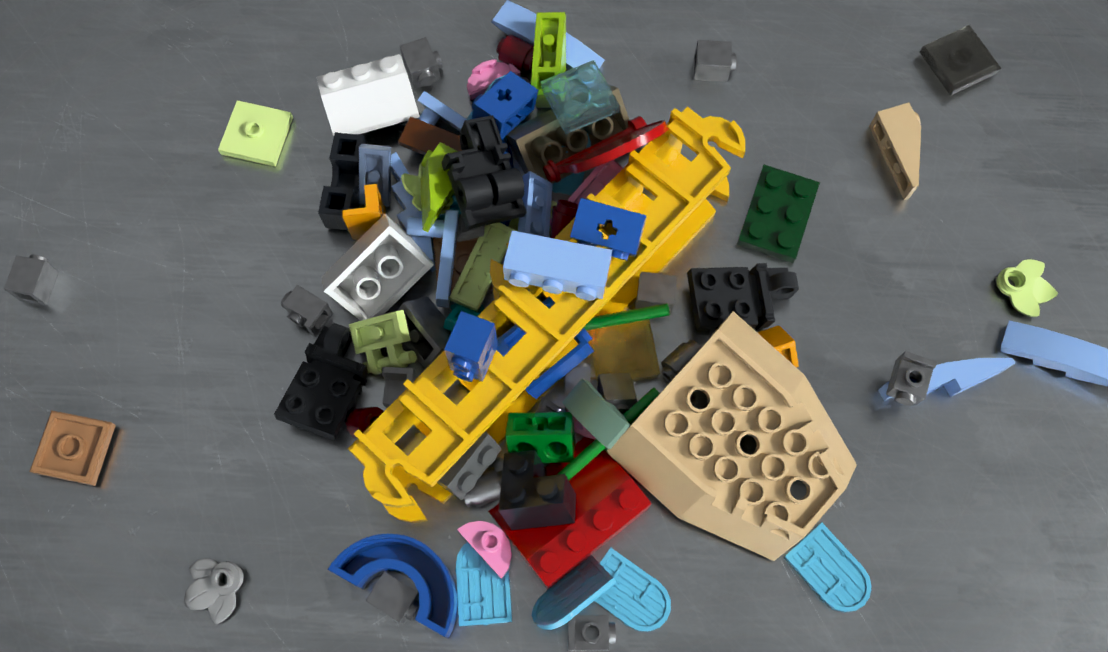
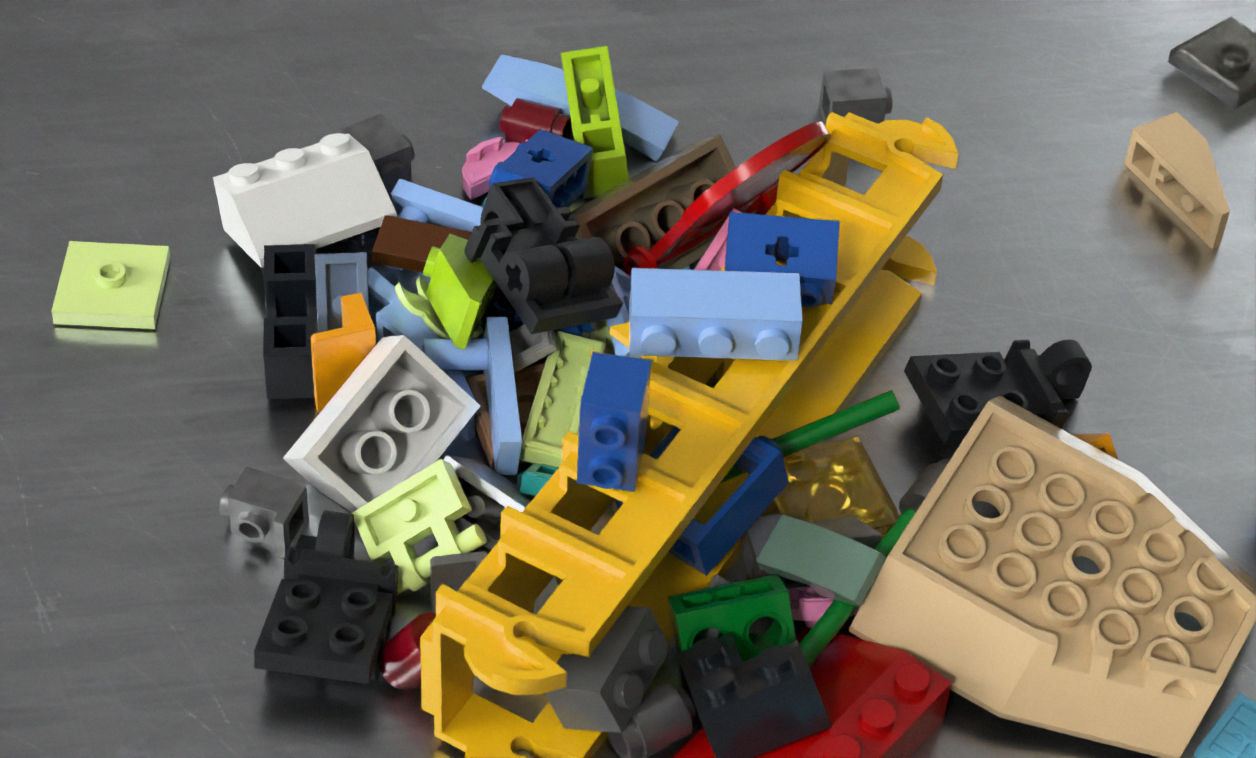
camera: 15 degrees left, 25 degrees down
(580, 97) = (663, 149): clear light blue plate -> none
(656, 290) = (852, 389): flat silver panel -> none
(778, 213) = (1021, 286): dark green plate -> none

